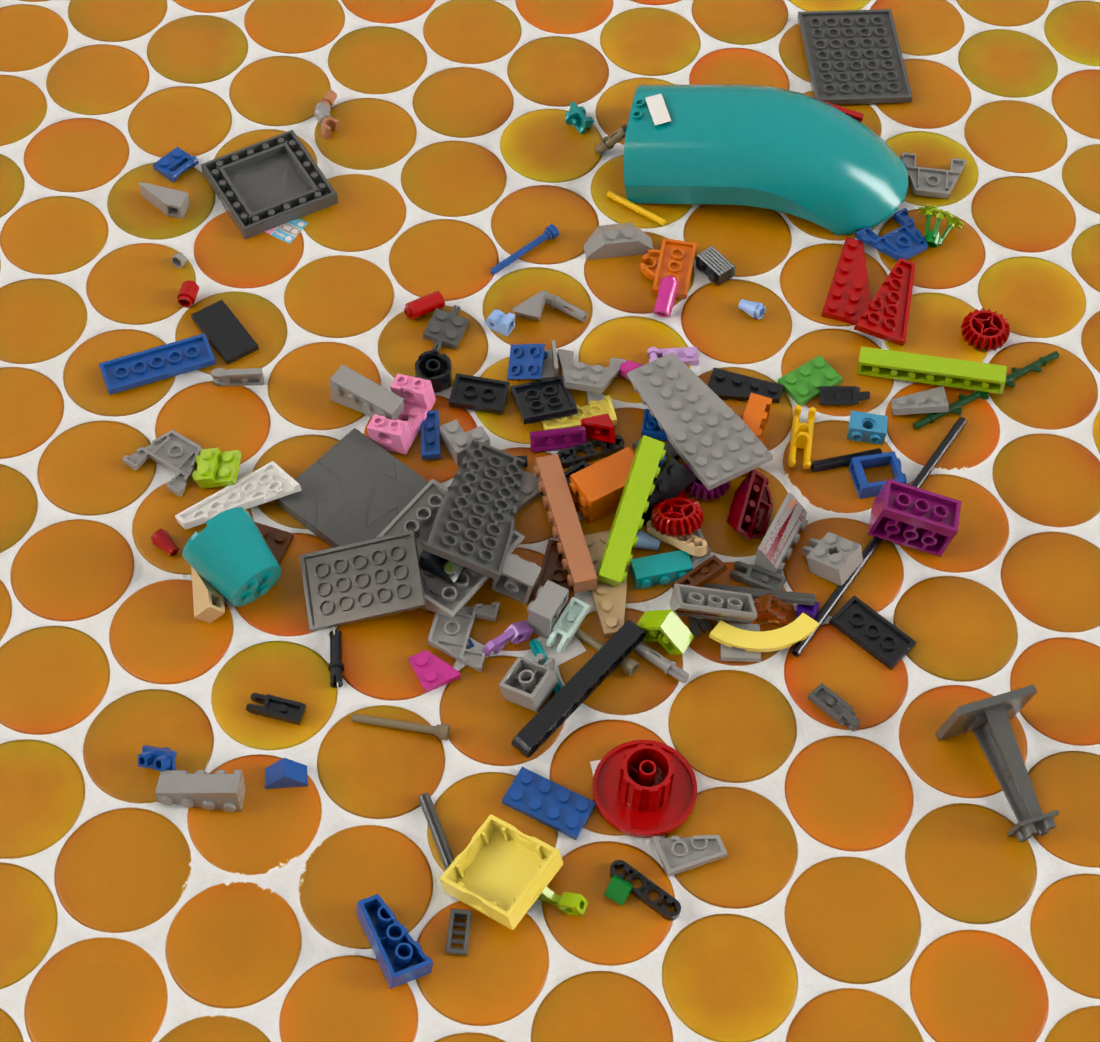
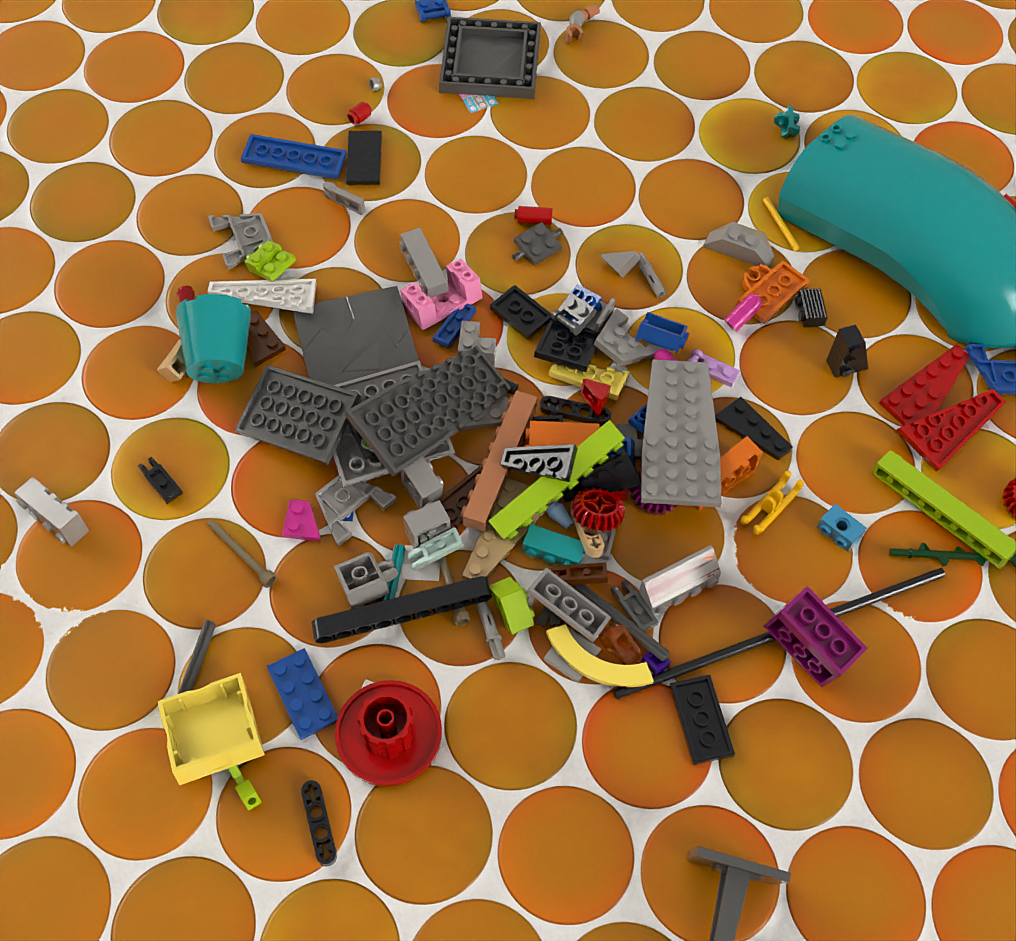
camera: 35 degrees right, 5 degrees up
(157, 758) = (40, 466): blue hips -> none
(169, 201) = (405, 36): light grey slope -> none
(286, 774) = (124, 539): blue slope -> none
(336, 666) = (230, 472): black pin -> none
(393, 946) = (81, 733): blue wedge -> none
(435, 368) = (495, 273): black brick -> none
(458, 913) = (150, 760): dark grey slope -> none
(501, 322) = (585, 259): light blue leg -> none
(516, 633) = (386, 530): medium lavender piece -> none
(530, 365) = (576, 308): none -> plate
(550, 233) = (688, 207): blue piece -> none
(557, 438) = (554, 384): magenta plate -> none
(609, 141) = (793, 154): dark tan pin -> none
(612, 498) = (544, 461): none -> wing
(614, 347) = (662, 332): none -> blue window
(618, 890) = (295, 808): green tile -> none
(658, 109) = (846, 141): white sticker -> none
(688, 852) = (379, 814): light grey wing -> none
(751, 506) = (675, 539): dark red wedge -> none
(753, 309) = (817, 363): light blue cone -> none
(774, 285) = (848, 352): none -> black wedge
(805, 380) = (822, 456): bright green plate -> none
(833, 557) = (714, 629): light grey hinge -> none
(834, 707) = (610, 765): dark grey hinge -> none
(840, 461) = (800, 546): black axle -> none
(841, 395) = (840, 485): black hinge -> none
(858, 476) = (796, 584): blue window -> none
(926, 401) = (915, 534): light grey wing -> none

